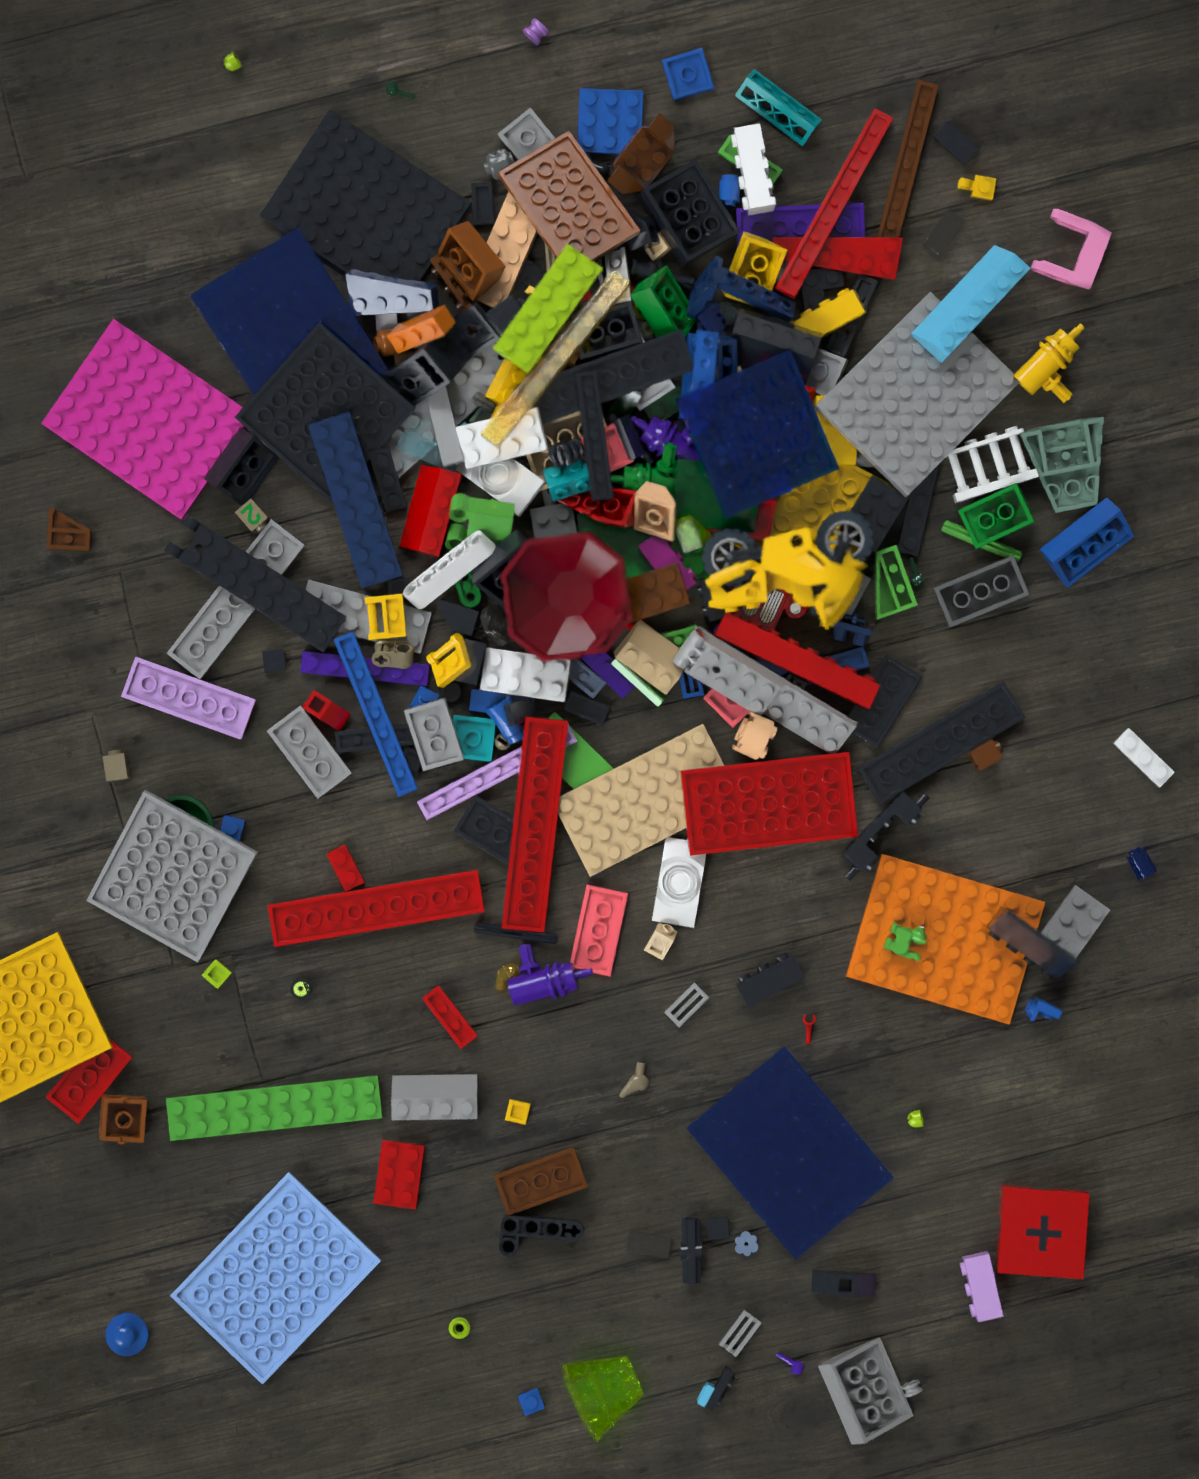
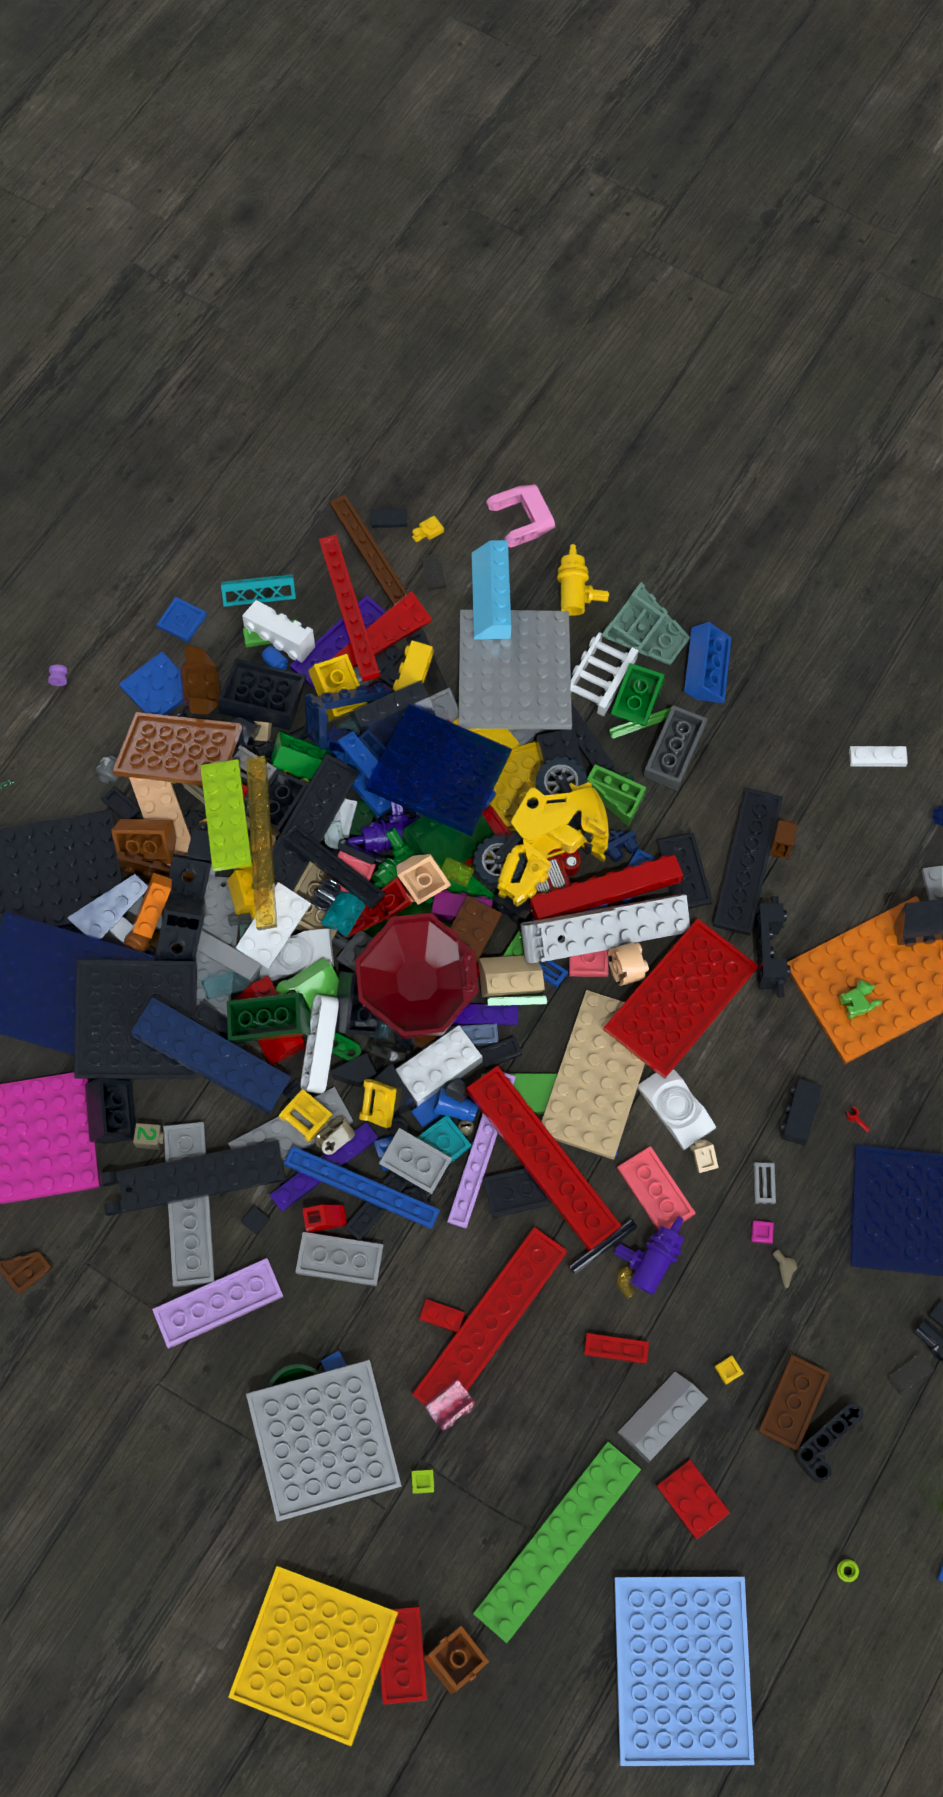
camera: 45 degrees left, 20 degrees down
(116, 766) = (209, 1401): dark tan brick -> none
(285, 940) = (449, 1405): none -> clear pink bracket
(301, 988) = (493, 1433): tile -> none
(423, 515) = (267, 1018): none -> dark green slope
(525, 134) = (108, 739): light grey plate -> none
(646, 1038) = (762, 1232): none -> dark pink tile

